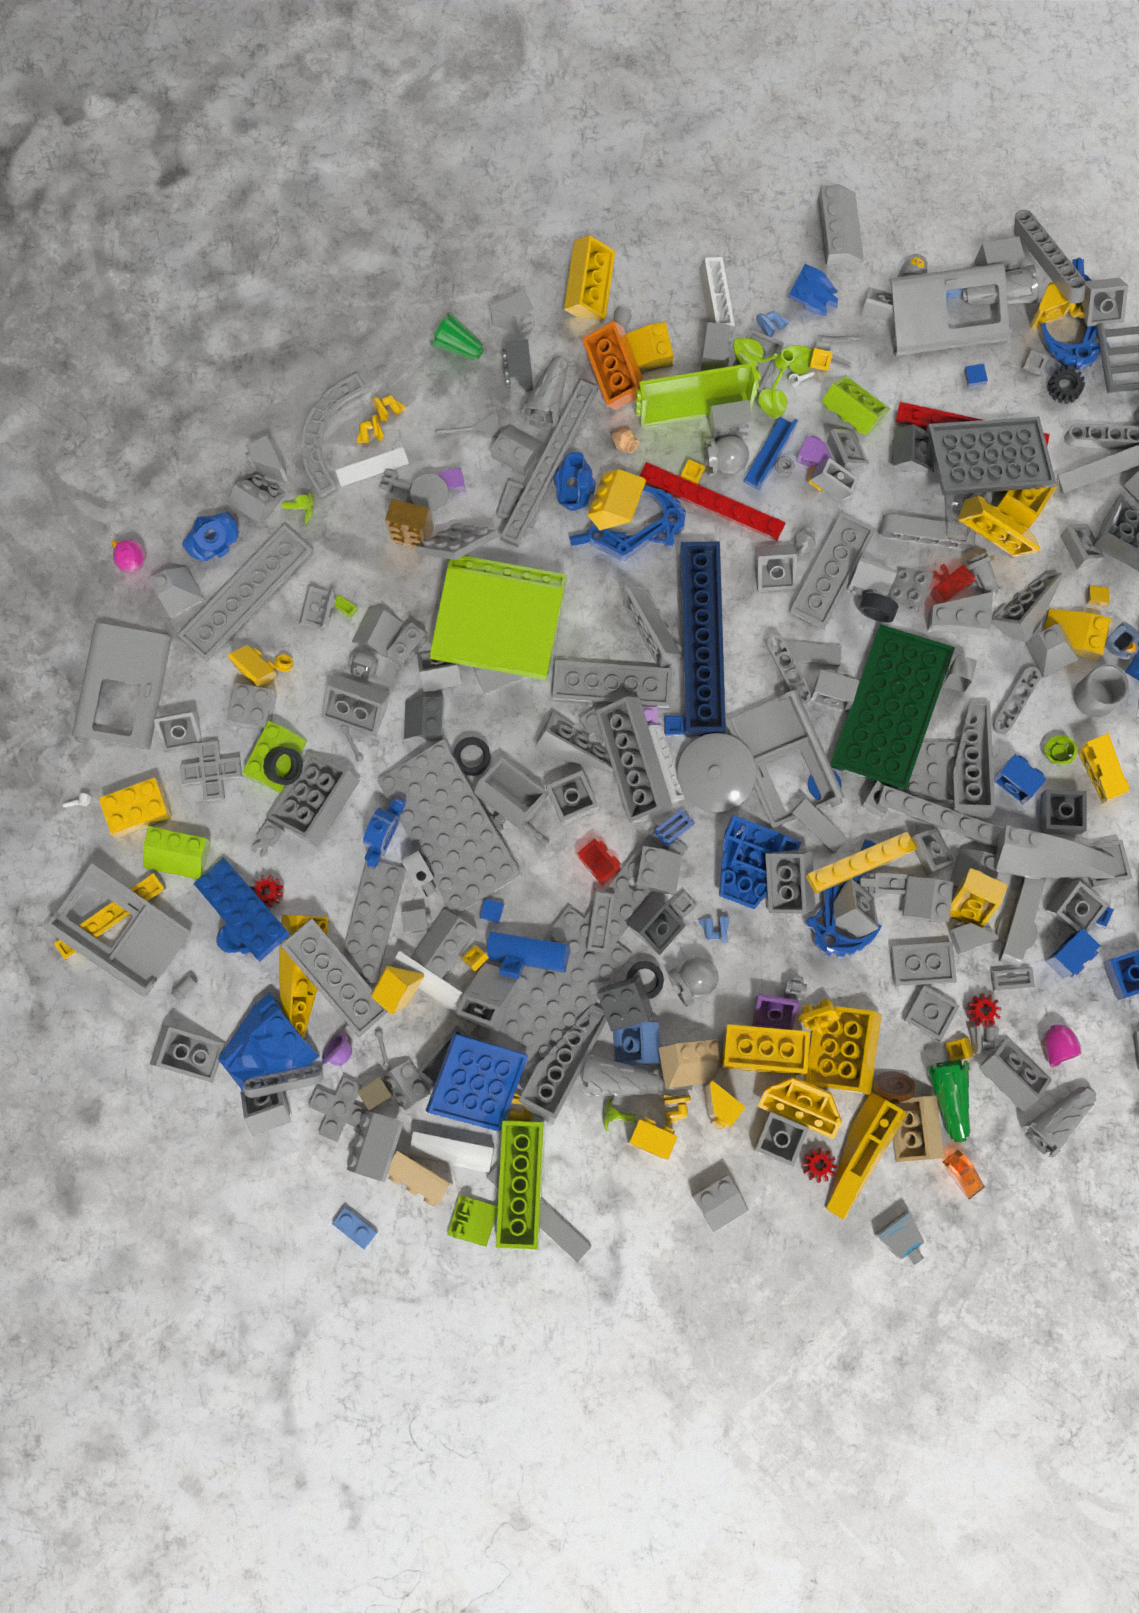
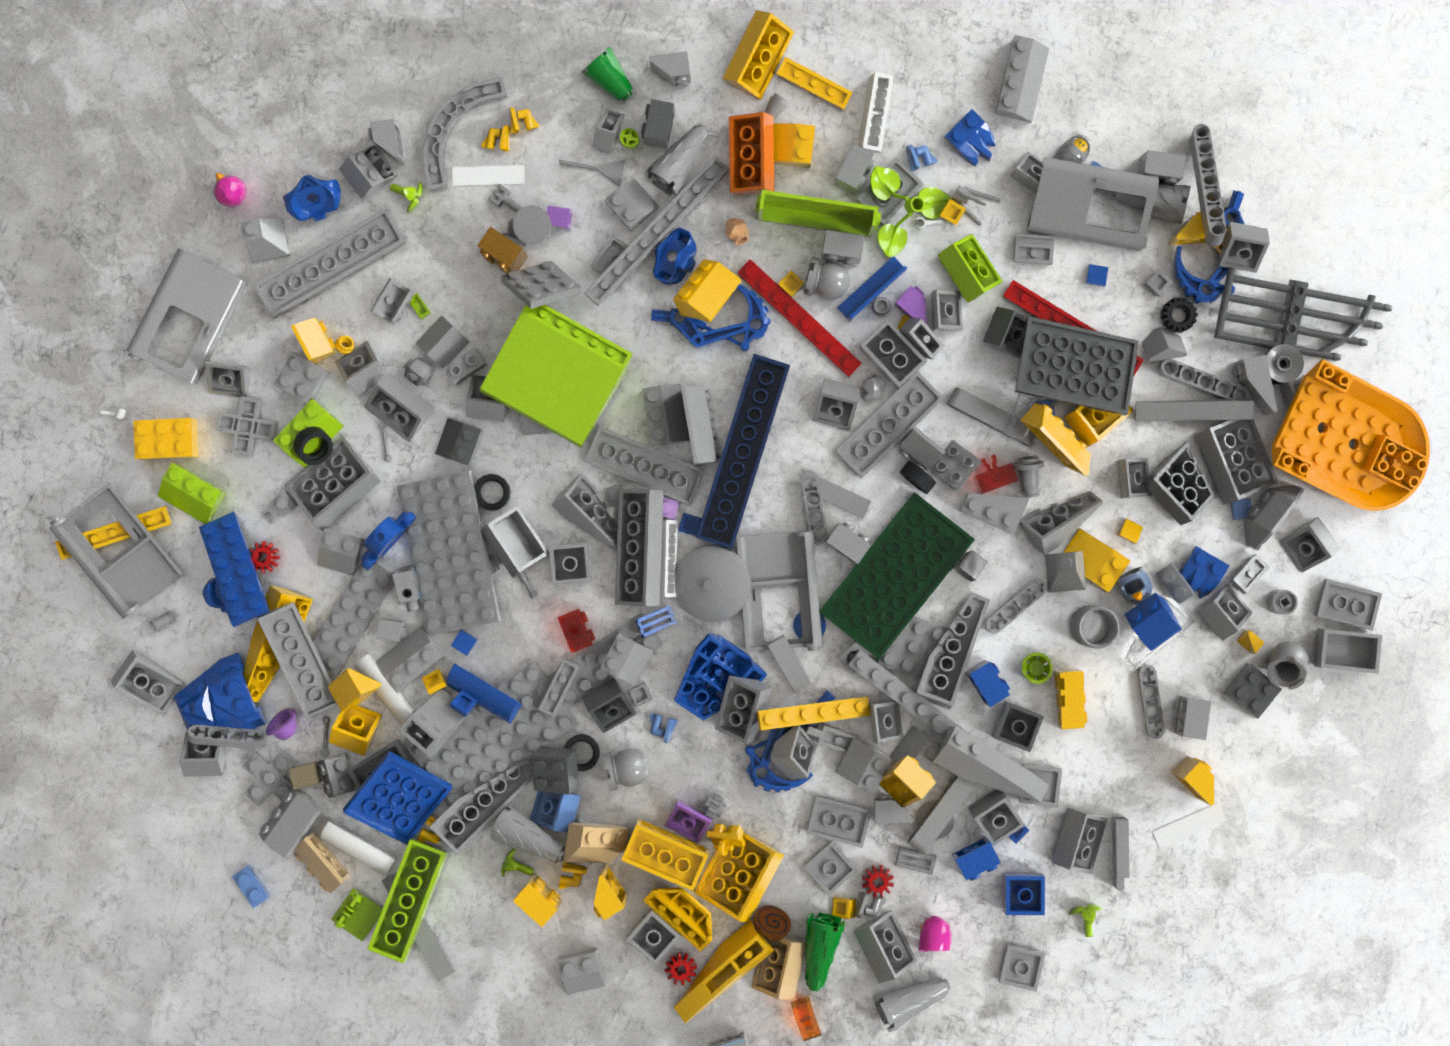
camera: 15 degrees right, 10 degrees up
(305, 680) = (359, 368): none -> light grey slope
(340, 861) = (339, 551): none -> light grey slope
(410, 1031) = (355, 729): none -> yellow slope
(472, 390) = (607, 130): none -> light grey slope
(493, 386) = (630, 134): none -> lime wheel
(614, 629) = (665, 414): none -> light grey slope
(650, 288) = (814, 83): none -> yellow plate
(812, 503) = (892, 354): none -> light grey brick
(908, 369) = (1033, 249): none -> light grey plate
(1062, 415) = (1163, 345): none -> light grey slope

